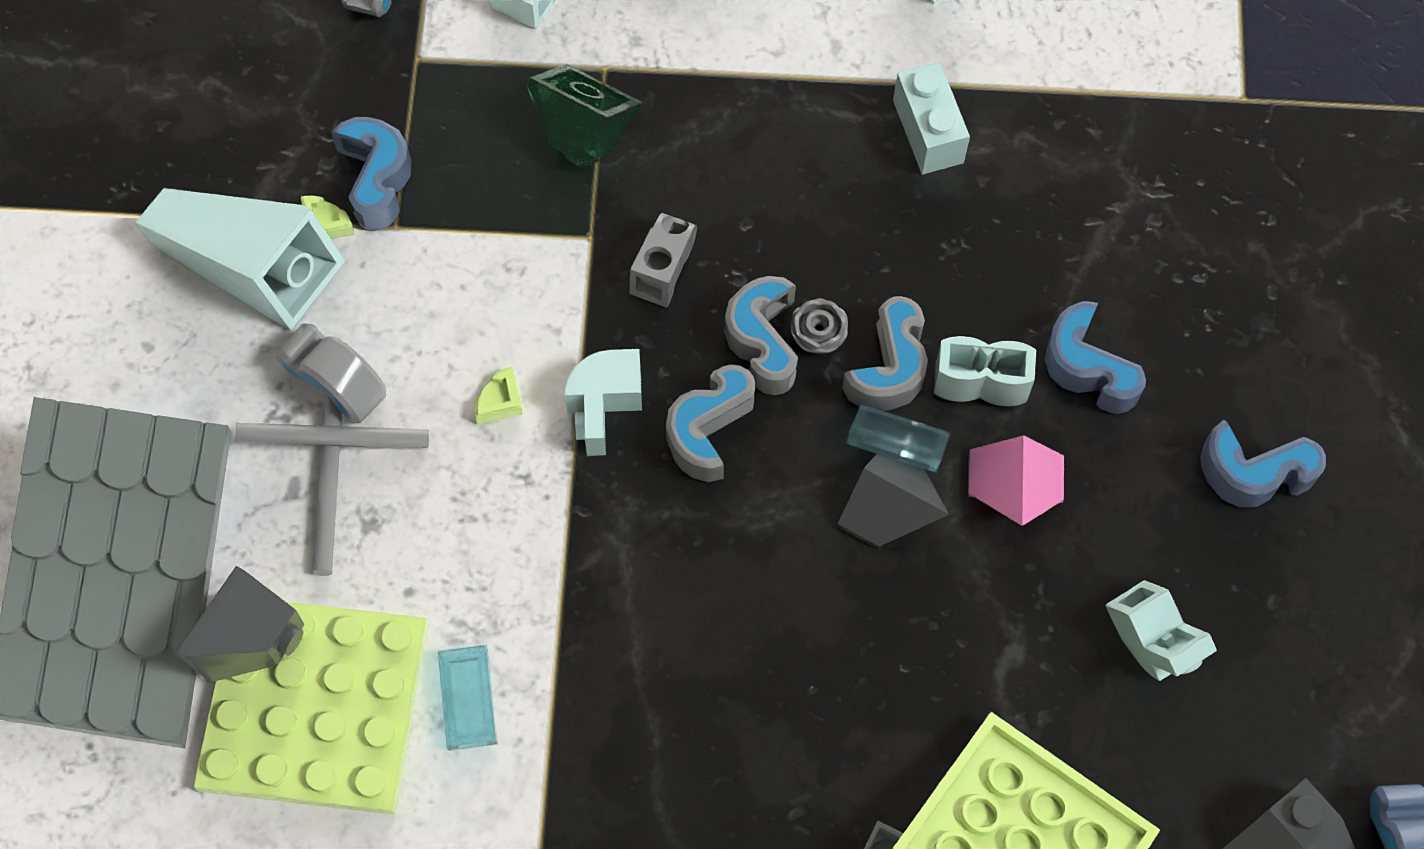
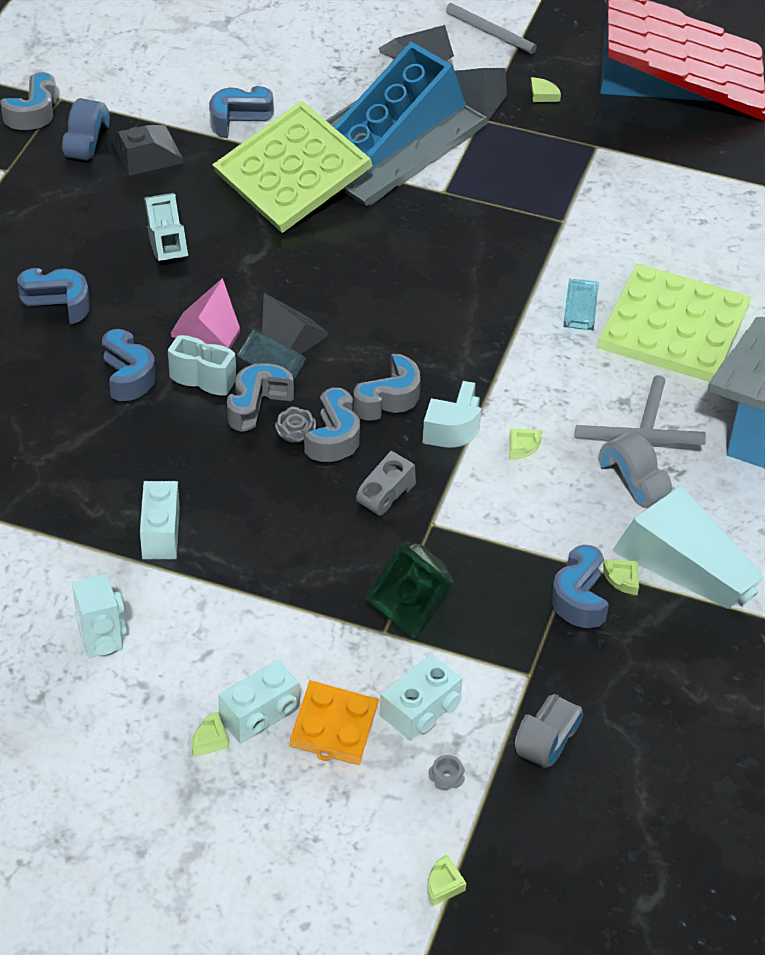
camera: 165 degrees left, 20 degrees down
(241, 630) = (713, 327): dark grey slope -> none

